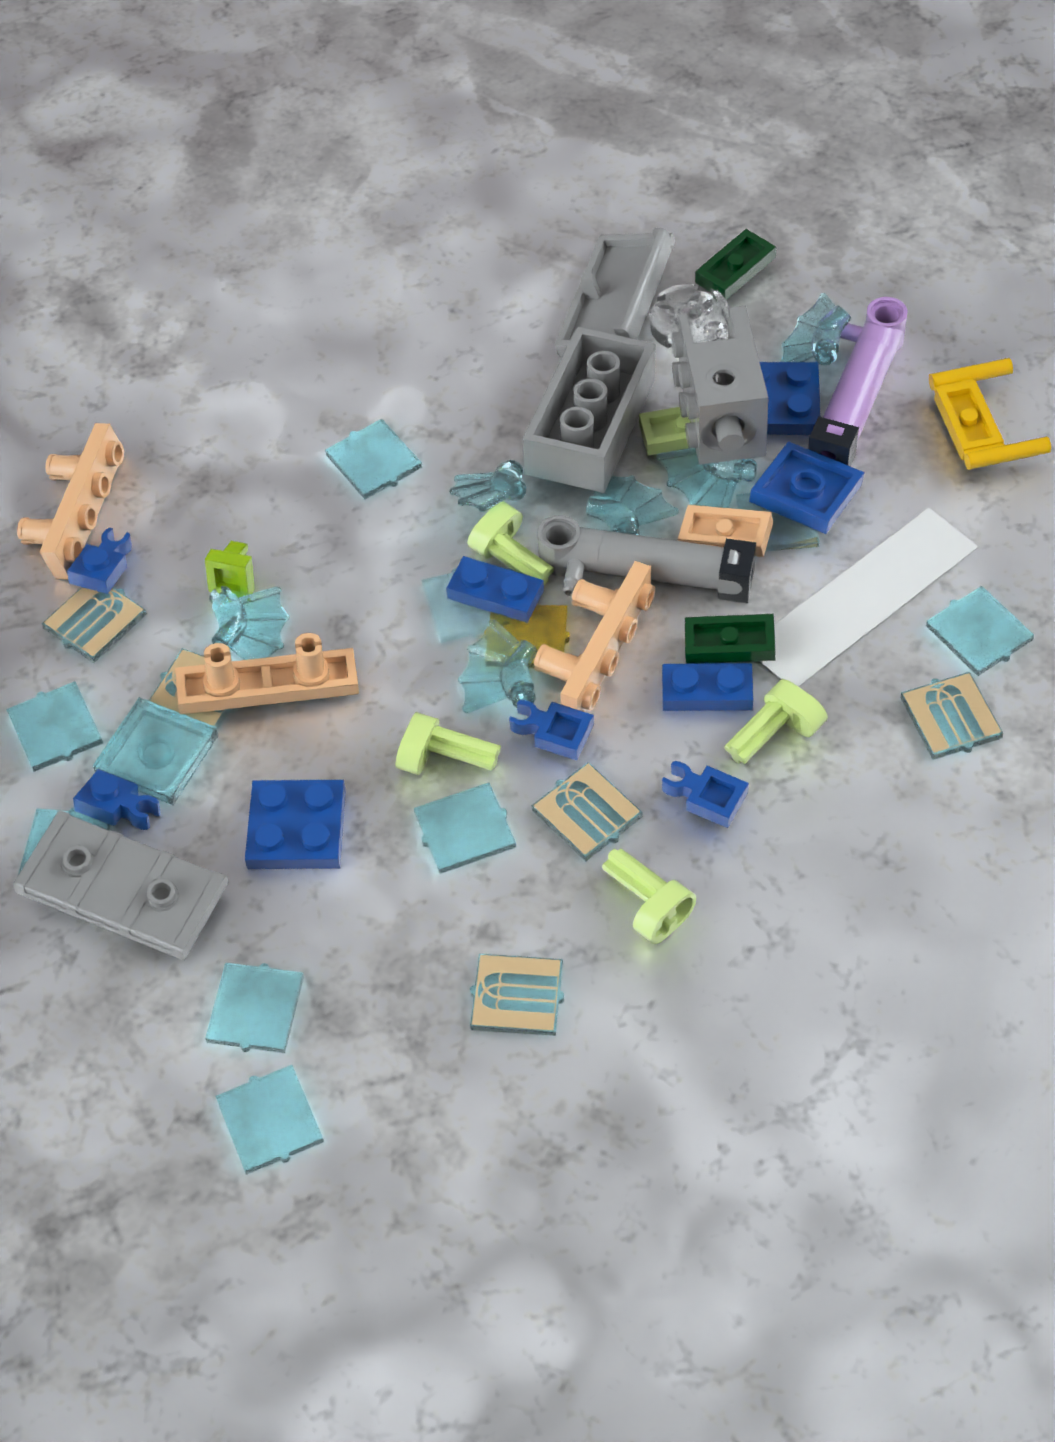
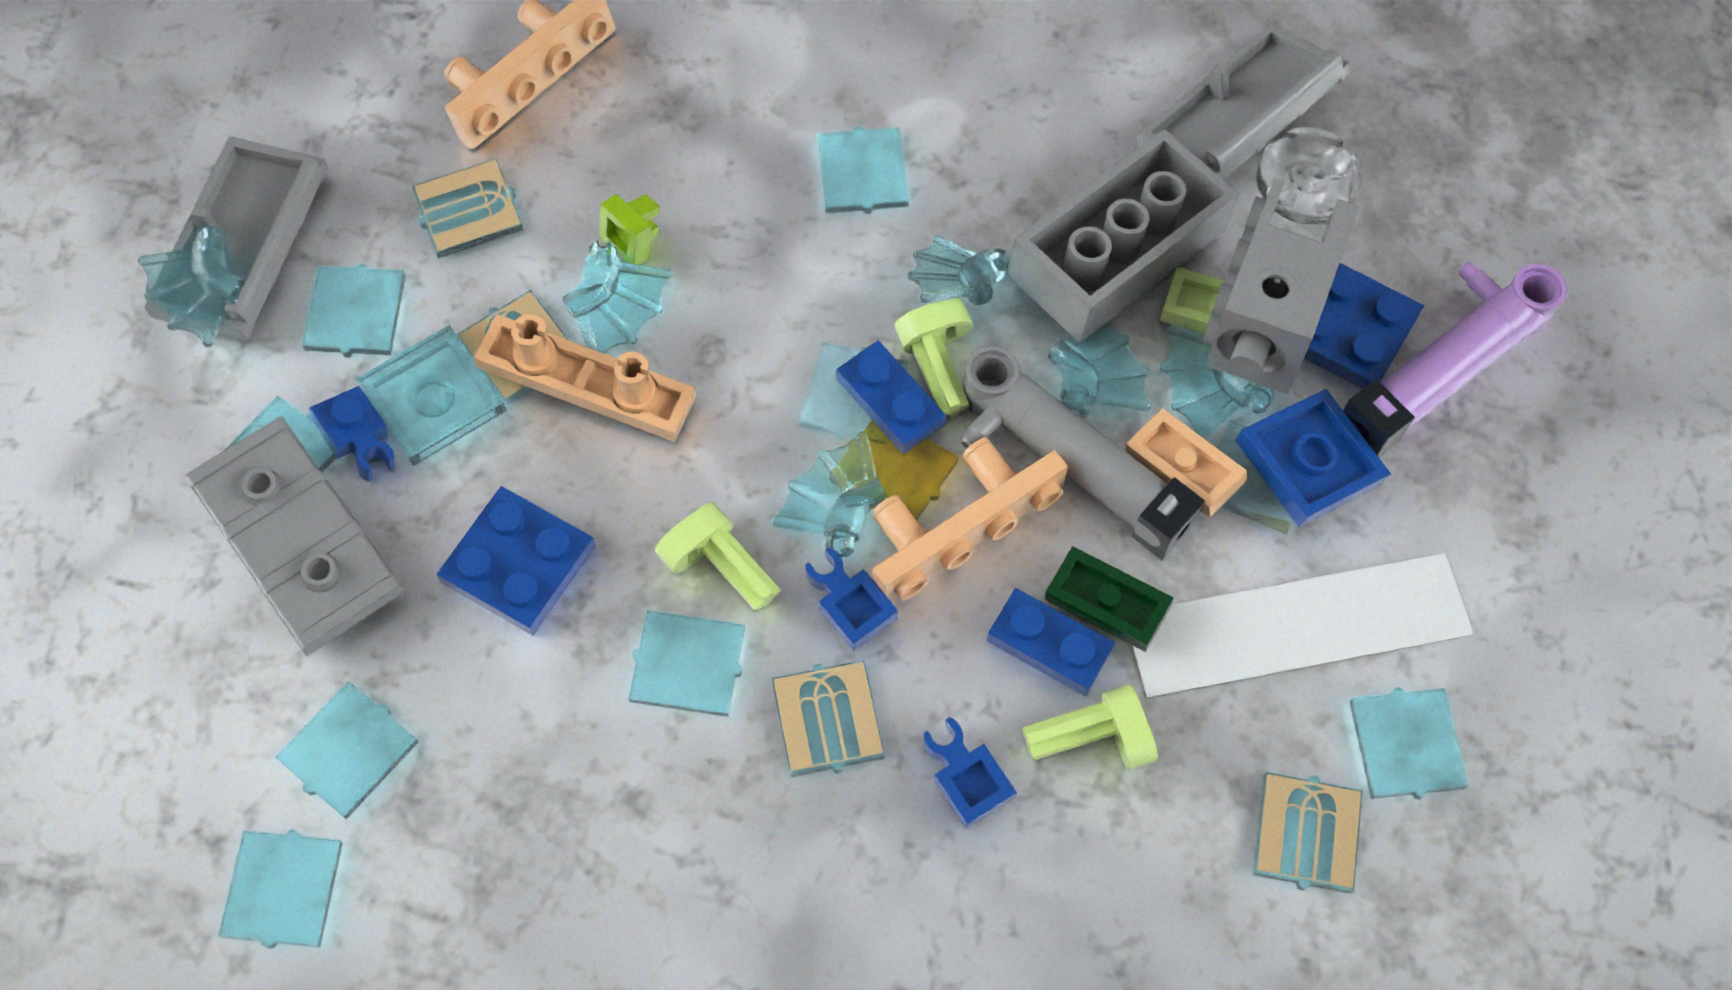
camera: 25 degrees right, 10 degrees up
(101, 566) = (507, 151): blue plate -> none
(517, 994) = (618, 896): piece -> none
(665, 902) = (840, 884): yellowish green piece -> none
(735, 264) = (1403, 135): dark green plate -> none
(817, 333) = (1442, 270): clear light blue arm -> none
(970, 419) = (1561, 469): yellow plate -> none

